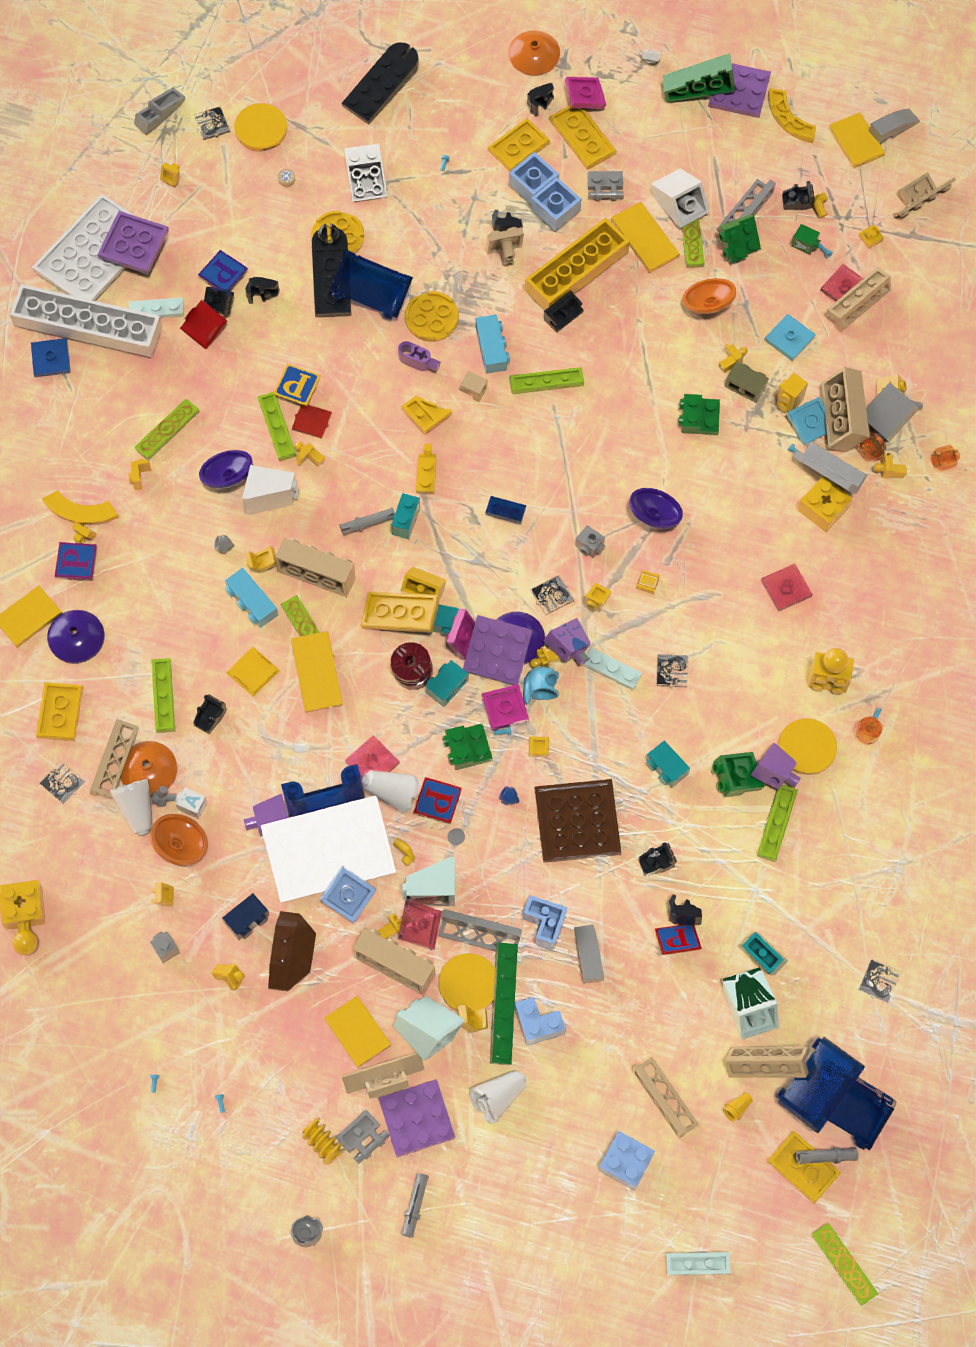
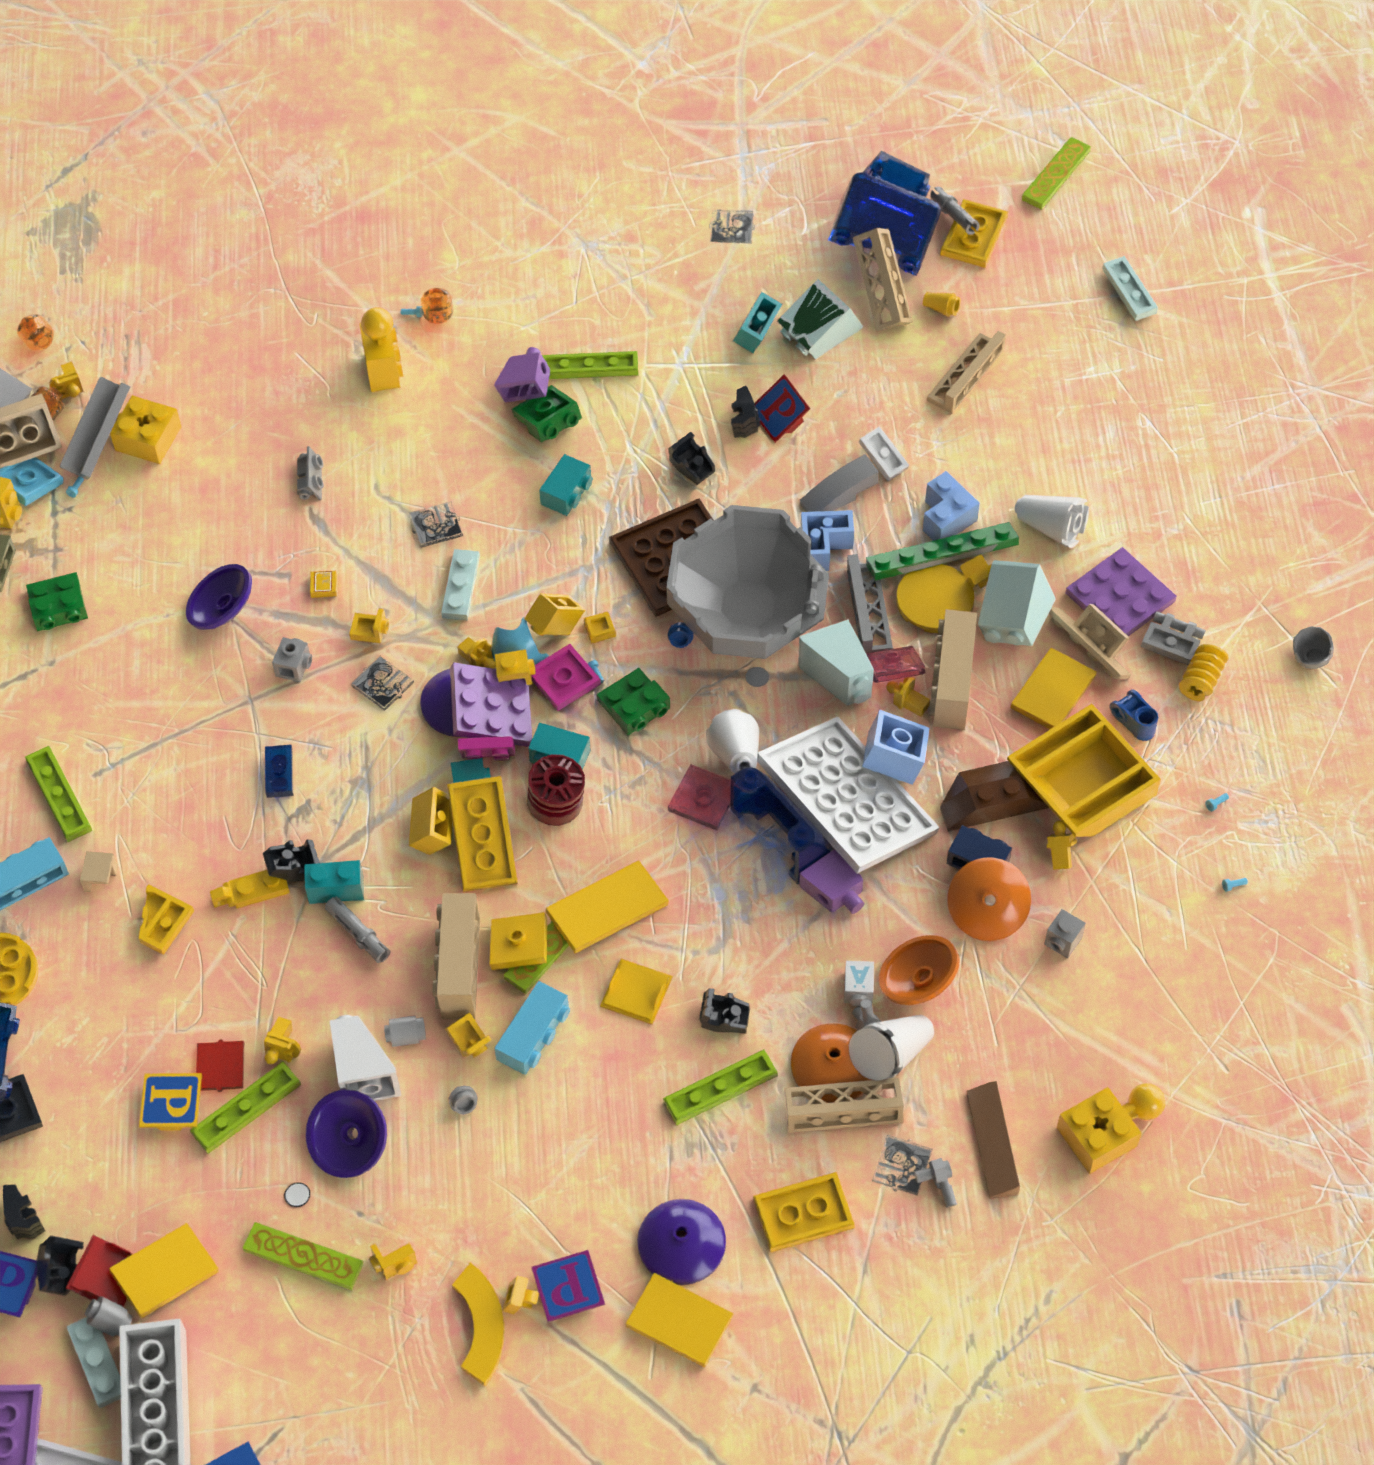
camera: 110 degrees left, 10 degrees down
(42, 798) = (939, 1173): none -> light grey piece
(49, 841) = (993, 1140): none -> medium nougat slope
(129, 780) = (871, 1054): none -> white sticker
(163, 894) = (997, 965): yellow tile -> none
(174, 317) = (107, 1316): none -> light grey brick
(190, 353) = (164, 1270): none -> yellow tile
(208, 438) = (297, 1194): none -> white sticker
(209, 907) = (968, 895): none -> orange dish
(273, 1012) = (1086, 772): none -> yellow slope
(283, 525) = (405, 1031): none -> light grey brick
(311, 1076) = (1133, 712): none -> blue piece
(315, 610) = (518, 941): none -> yellow plate
(407, 851) = (803, 716): yellow arm -> none
(412, 1213) = (1231, 558): light grey pin -> none
(418, 358) = (73, 945): medium lavender piece -> none
(431, 494) = (289, 861): none -> black hand
(437, 800) = (720, 696): piece -> none
(514, 841) = (747, 582): none -> light grey windscreen
(516, 671) = (514, 666): none -> yellow bracket
(550, 711) = (554, 614): none -> yellow brick
(569, 641) = (445, 631): medium lavender torso -> none
(606, 997) = (883, 453): none -> white plate
(626, 1160) = (1058, 378): light blue brick -> none
(750, 602) = (311, 467): none -> light grey hinge
(786, 587) = (276, 439): clear pink plate -> none
(809, 744) = (476, 361): yellow tile -> none

